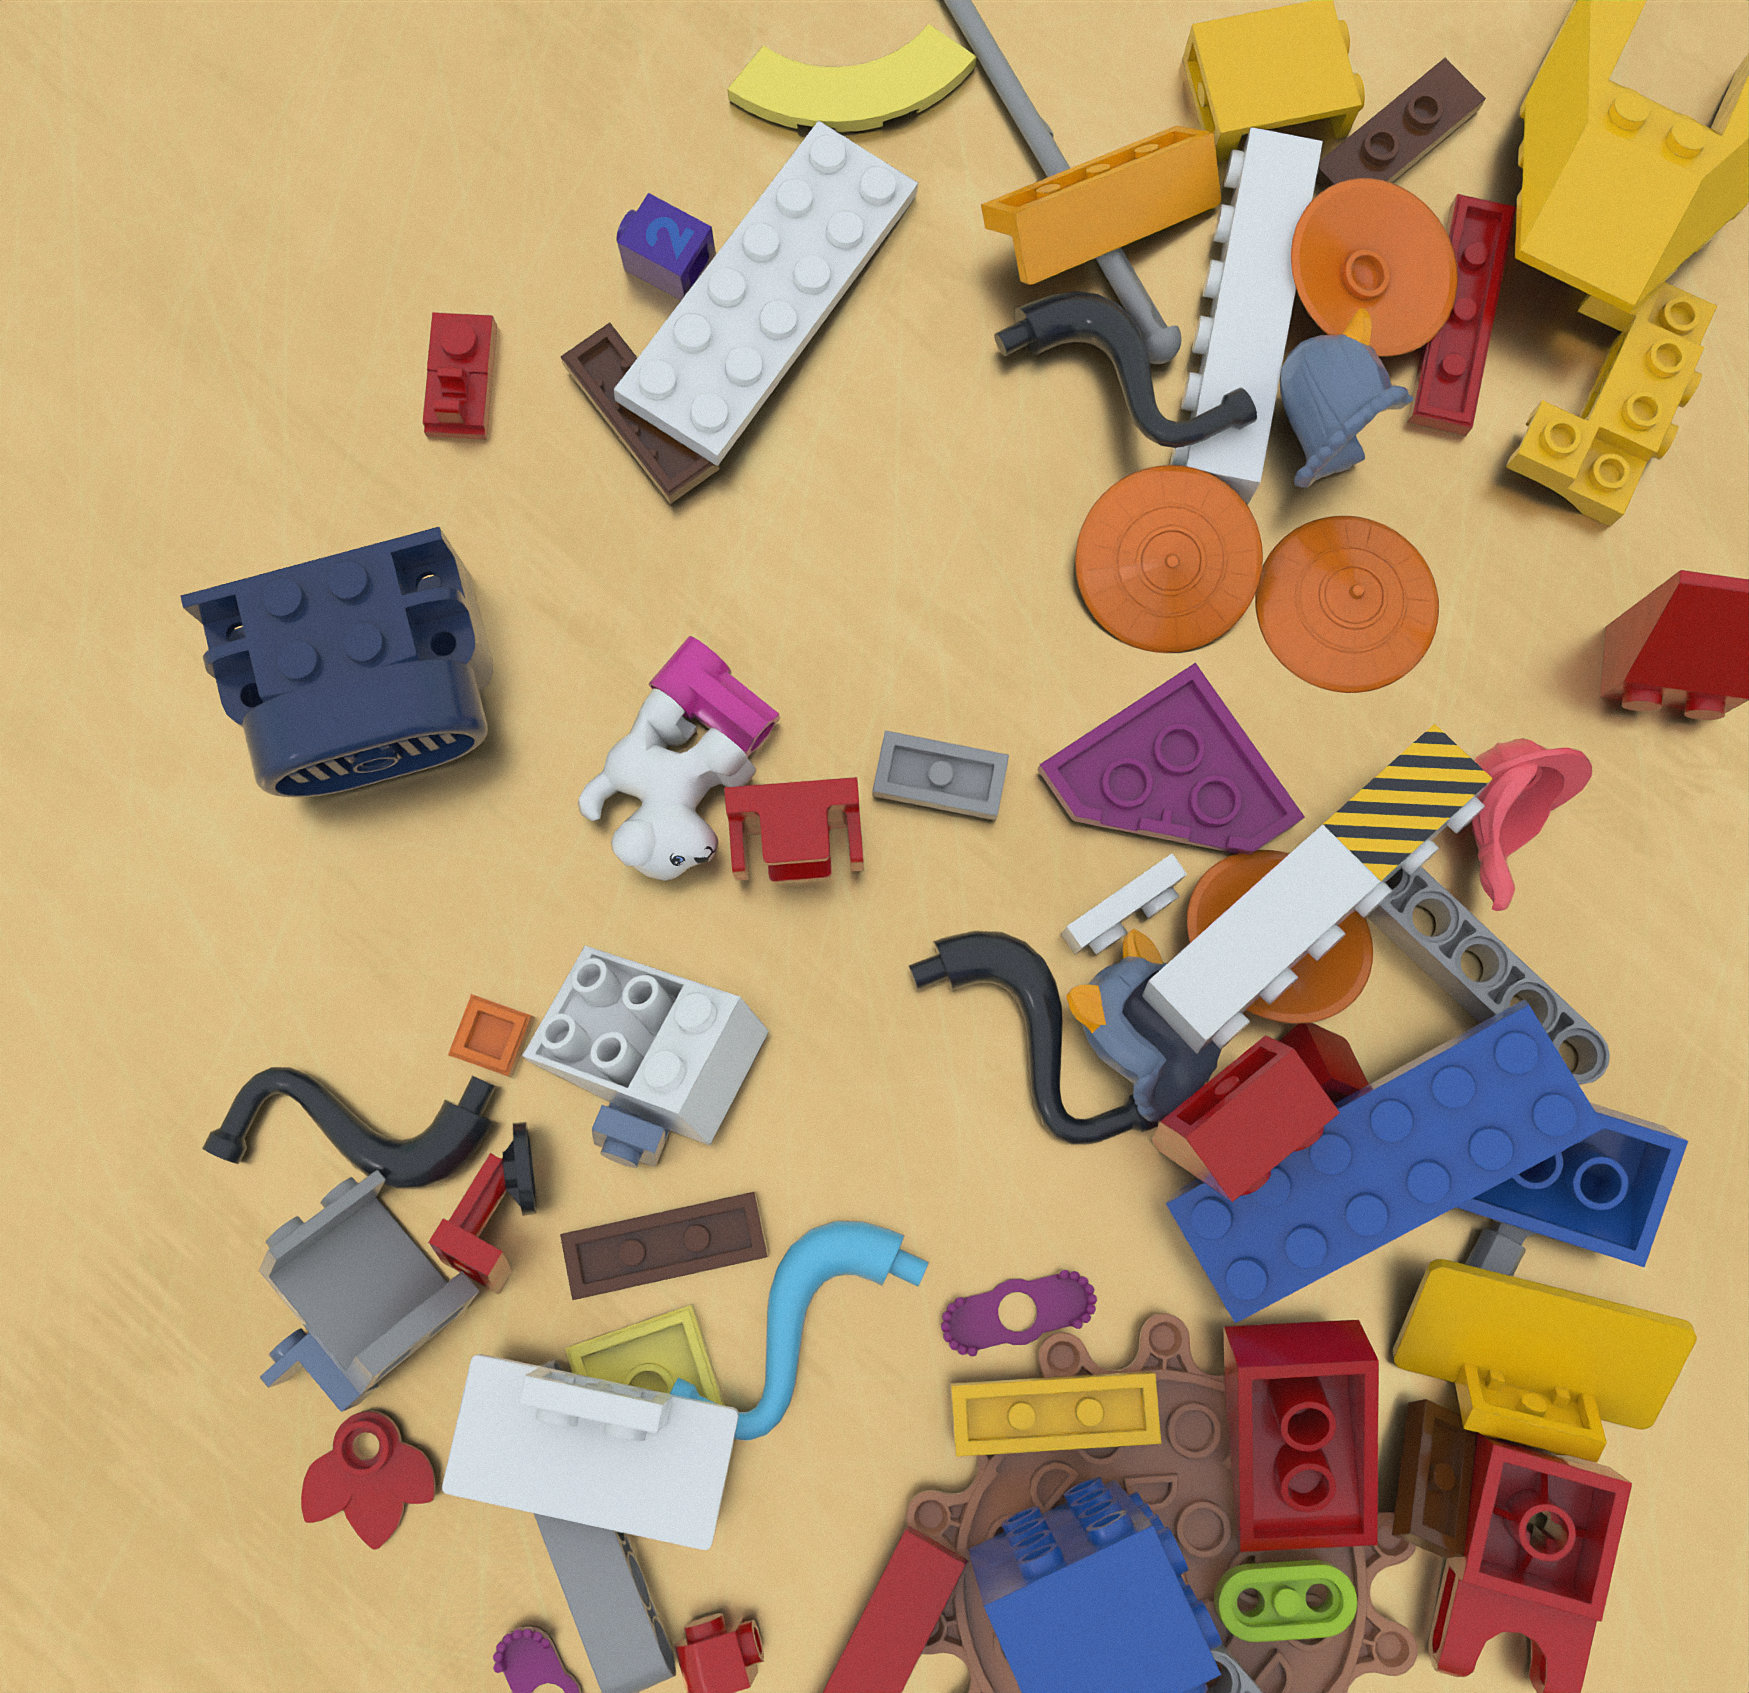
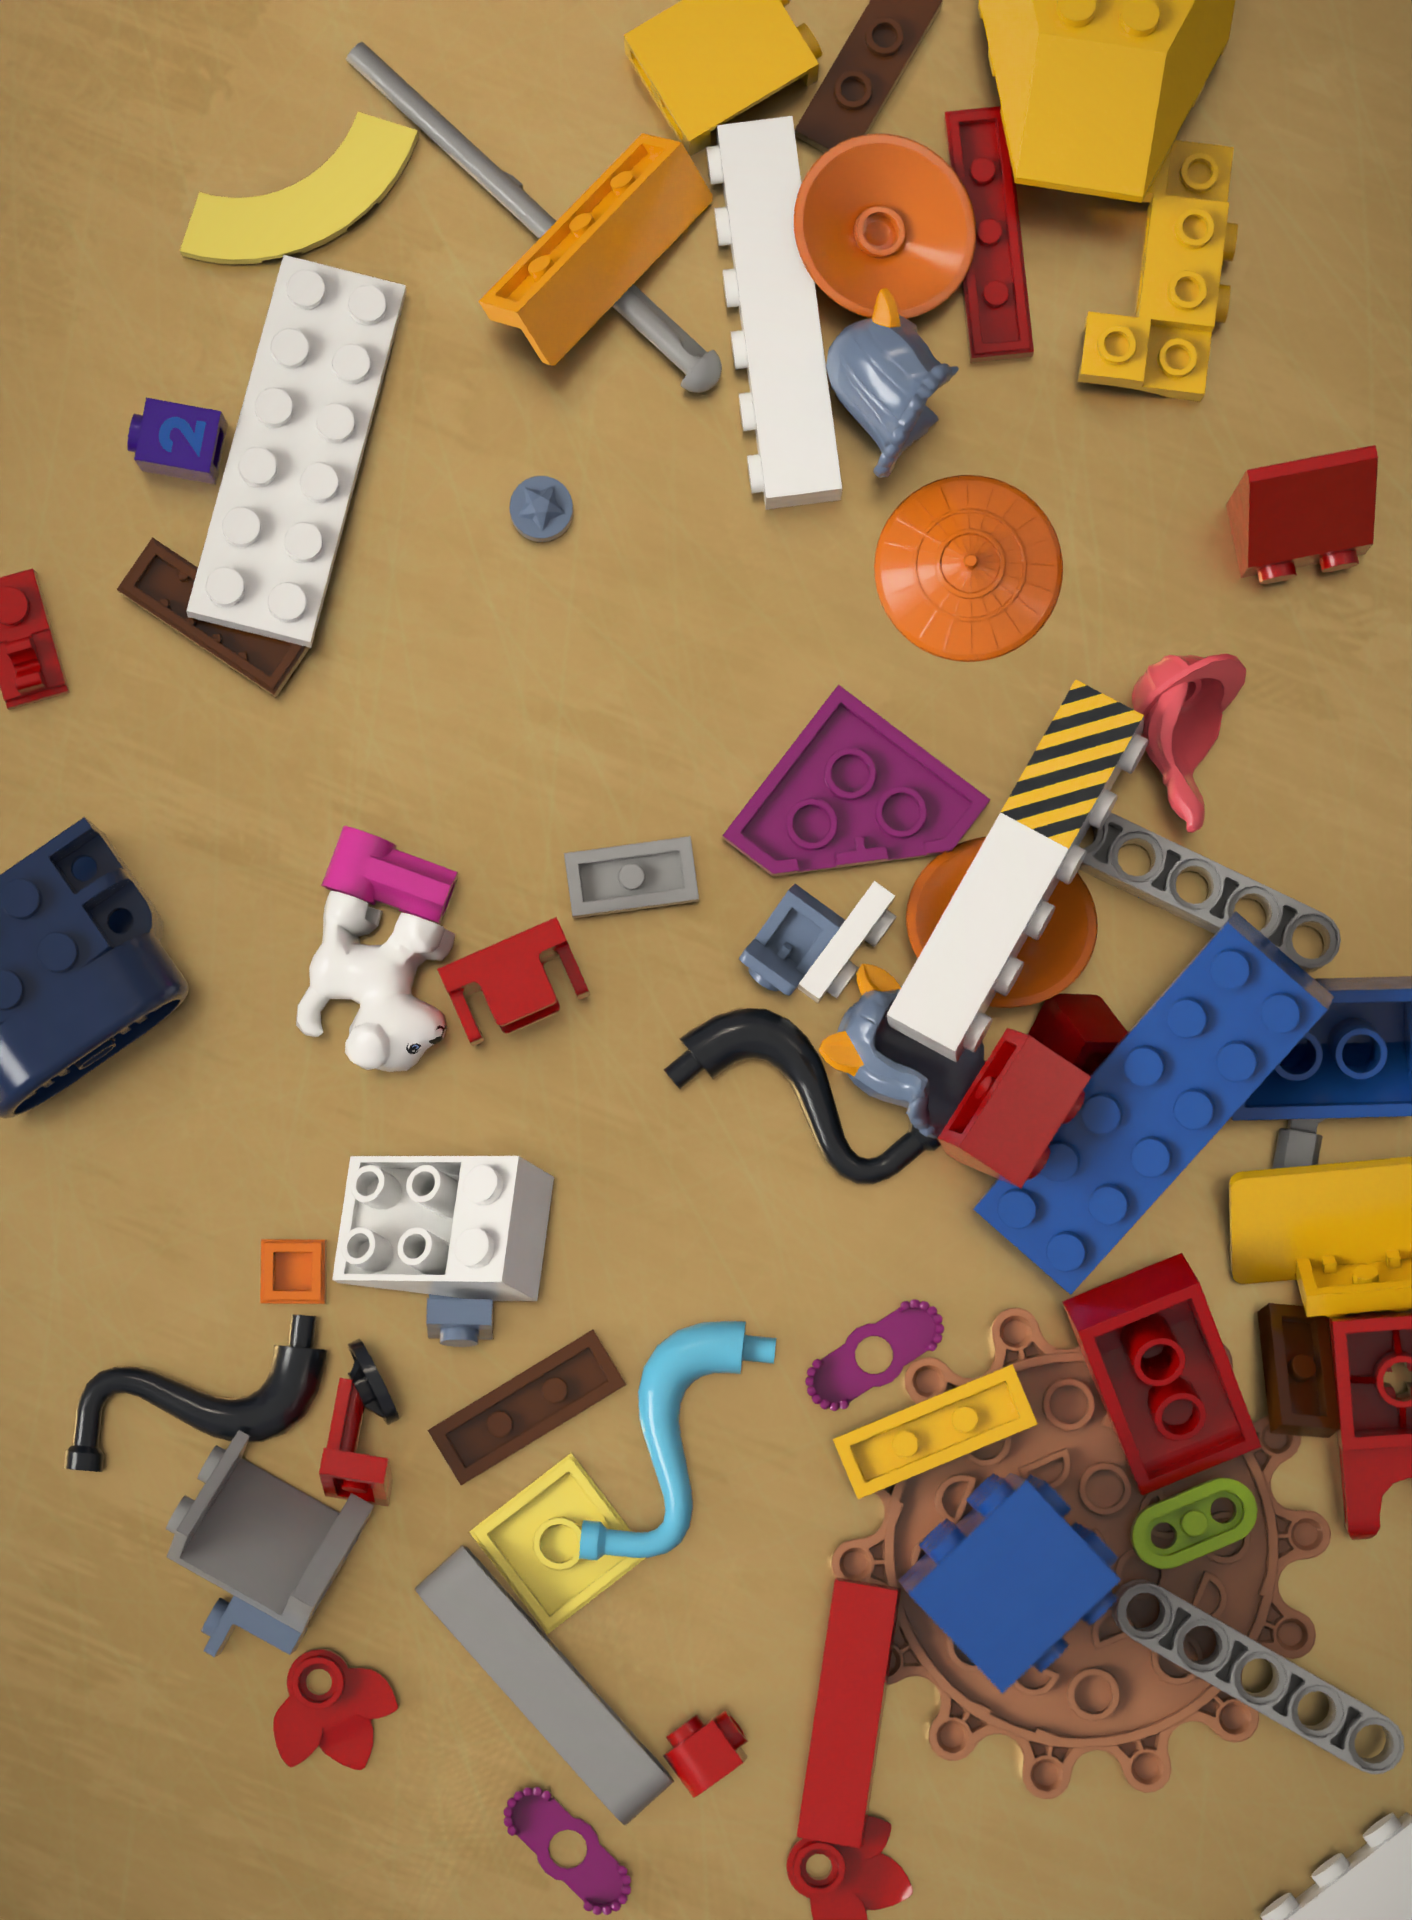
camera: 15 degrees left, 5 degrees up
(591, 1451) = (528, 1608): white bracket -> none
(972, 418) = (541, 508): none -> sand blue tile
(1070, 885) = (790, 941): none -> sand blue bracket
(1103, 323) = (640, 372): black animal -> none
(1169, 559) = (780, 589): orange hat -> none

